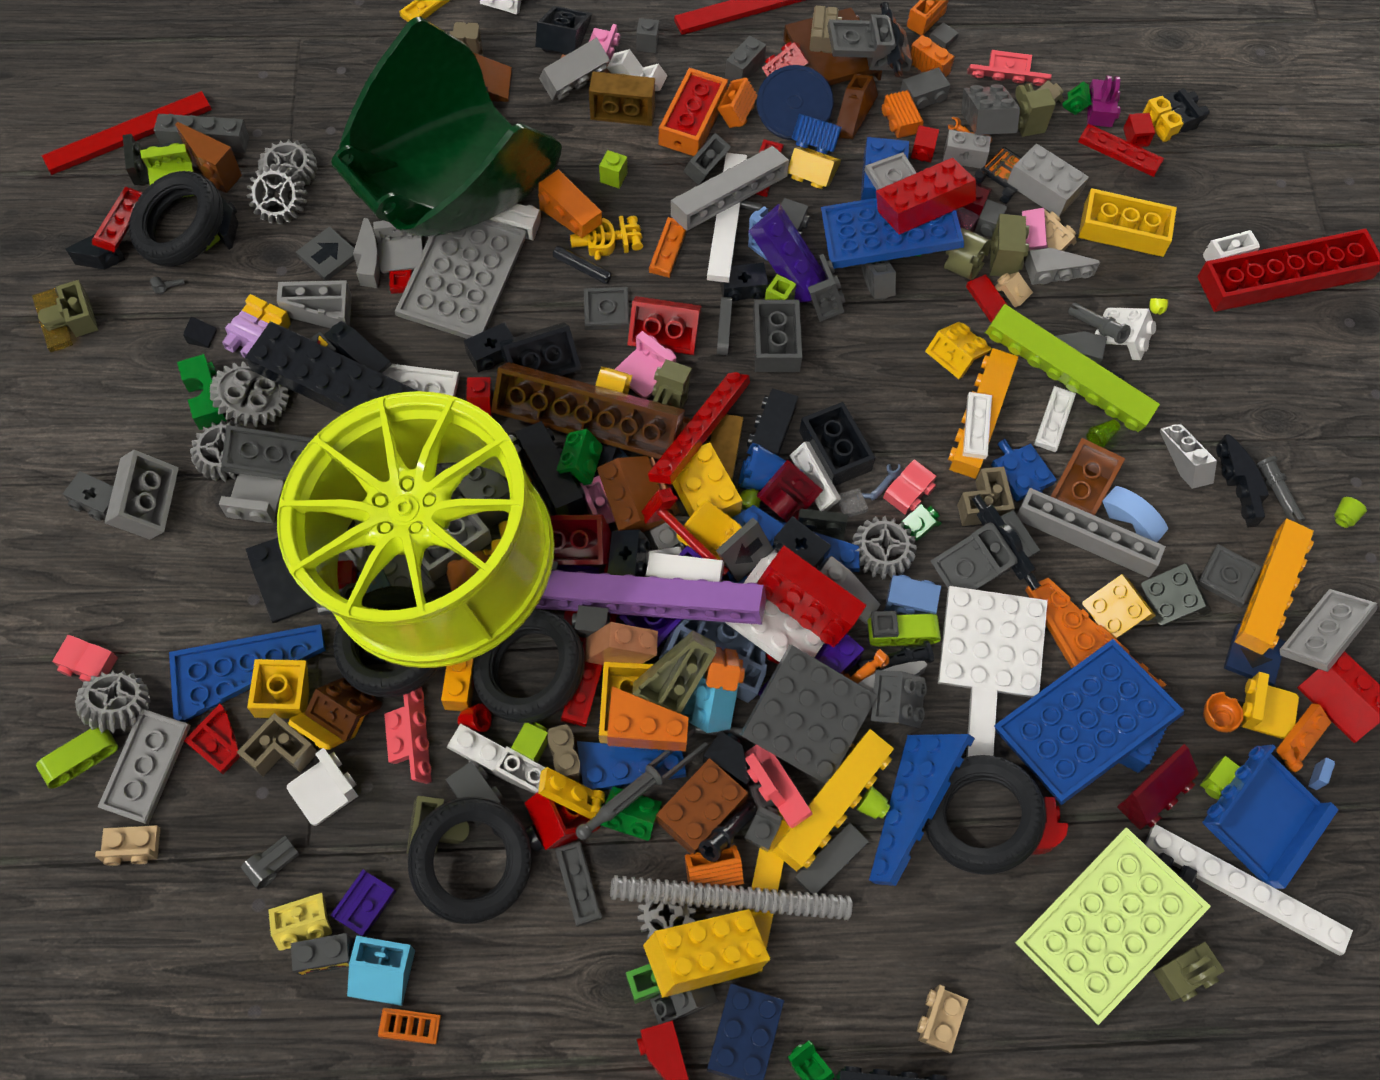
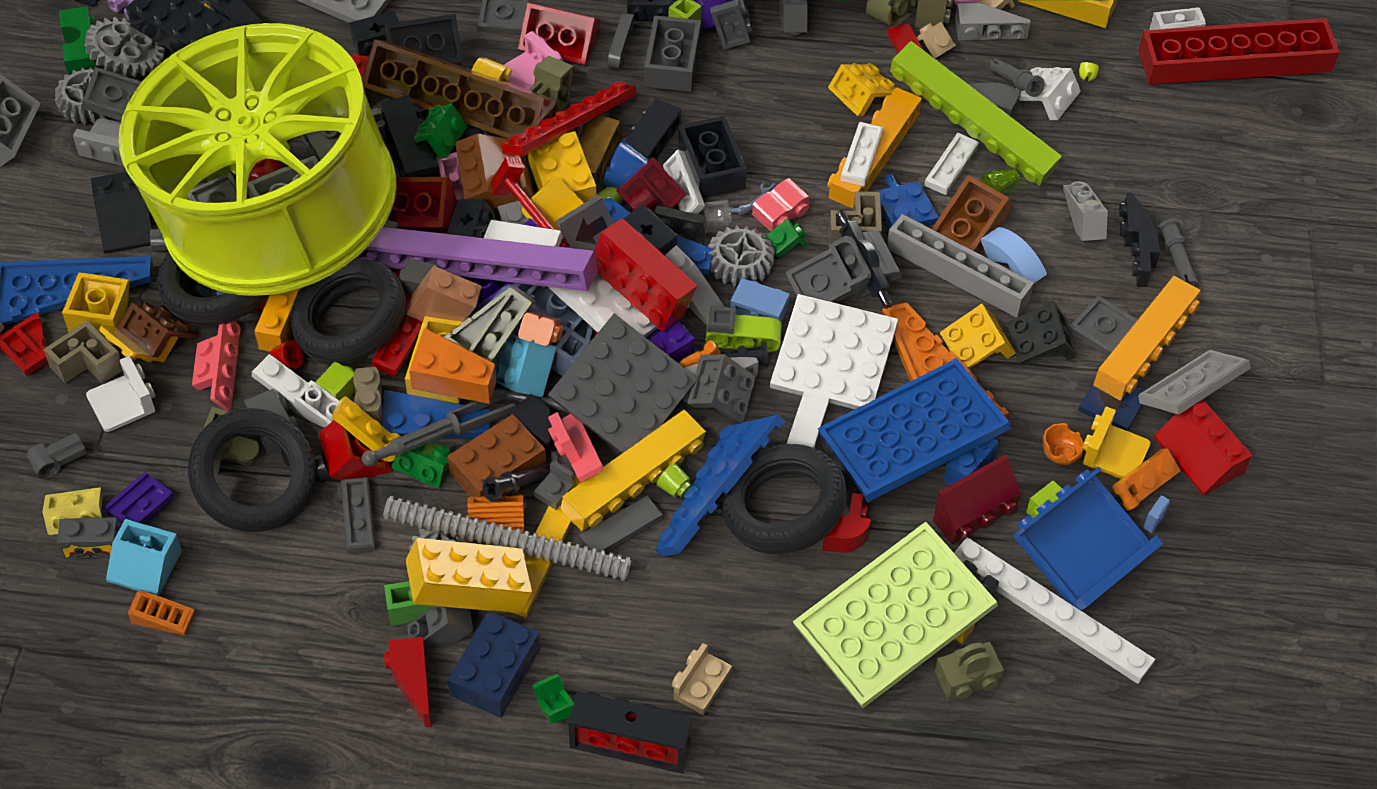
camera: 10 degrees right, 10 degrees down
(1349, 512) = (1248, 281): lime hat -> none

